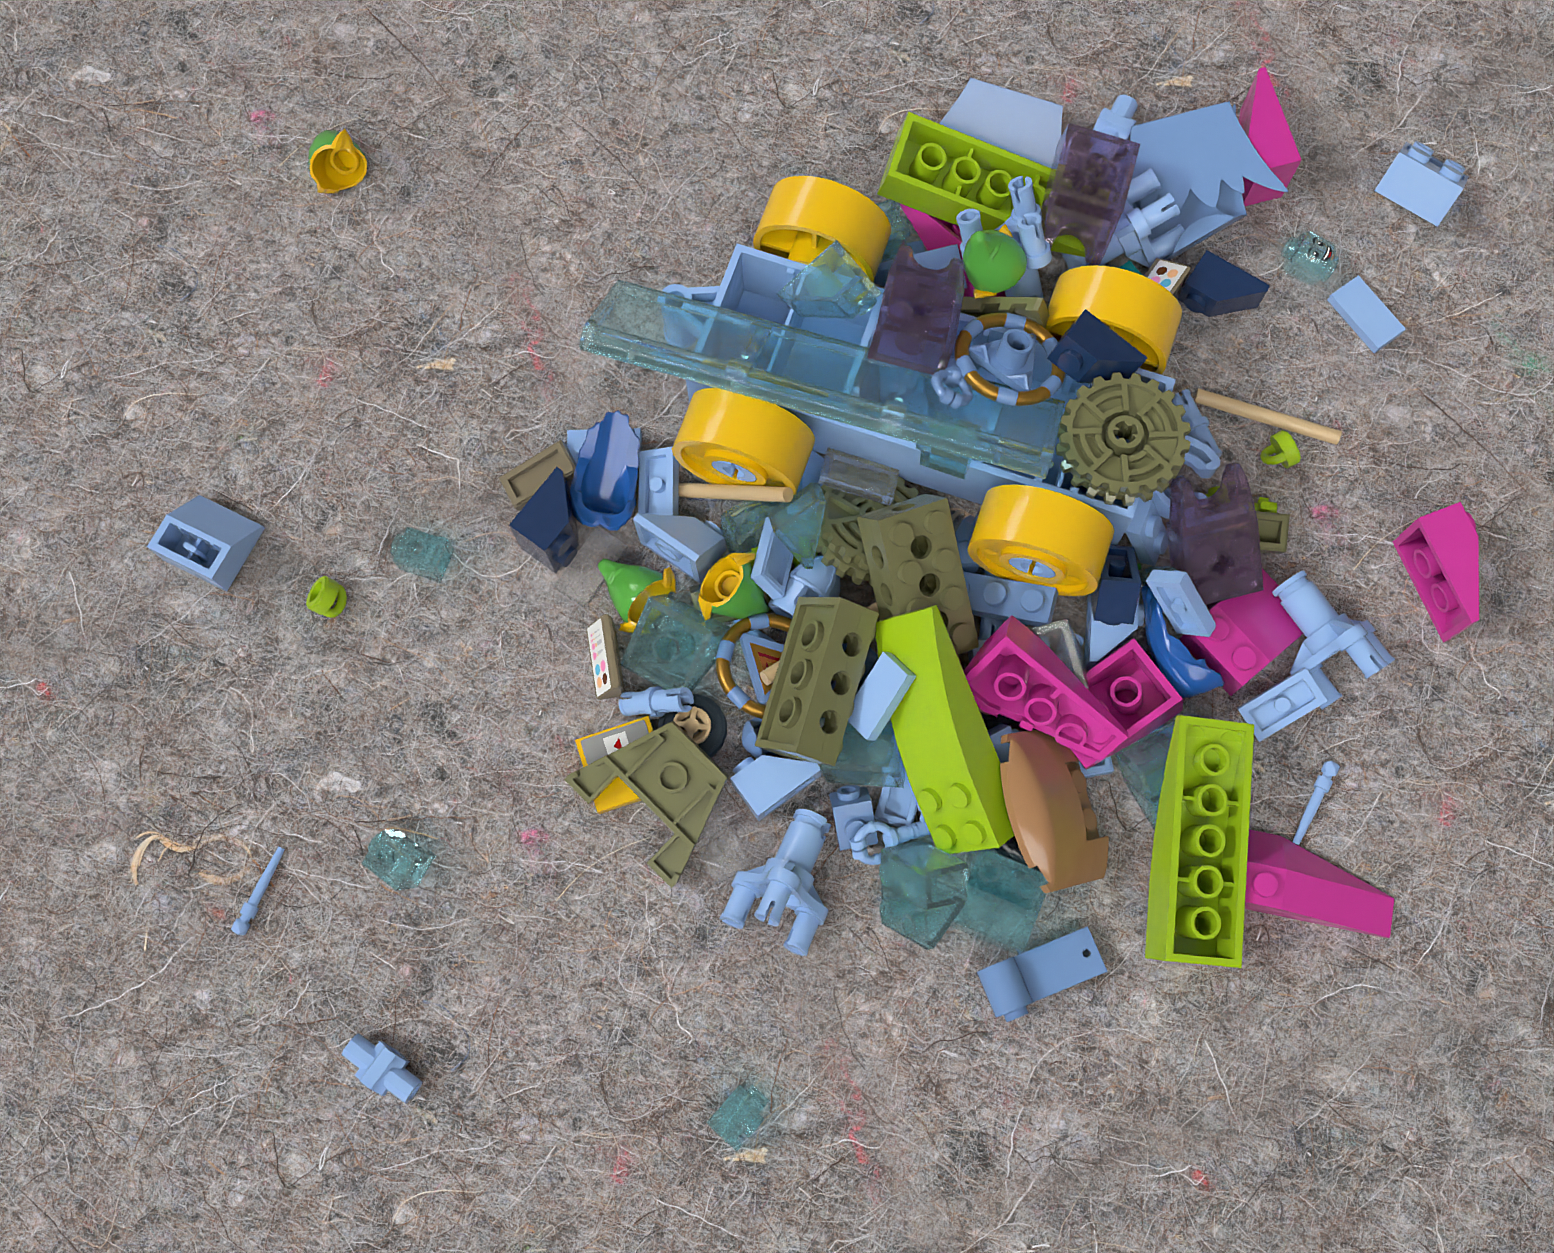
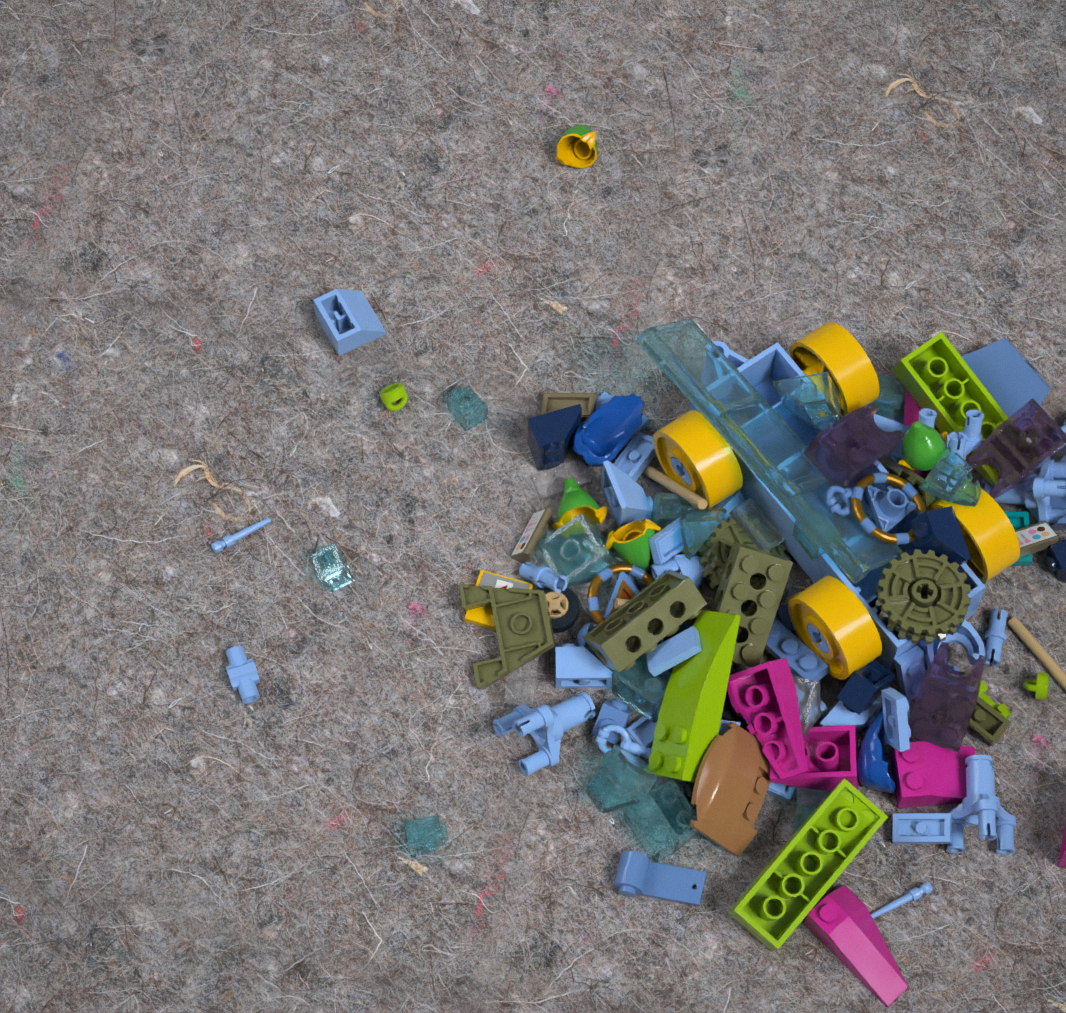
camera: 30 degrees right, 10 degrees down
(1060, 279) = (952, 480): none -> clear light blue brick

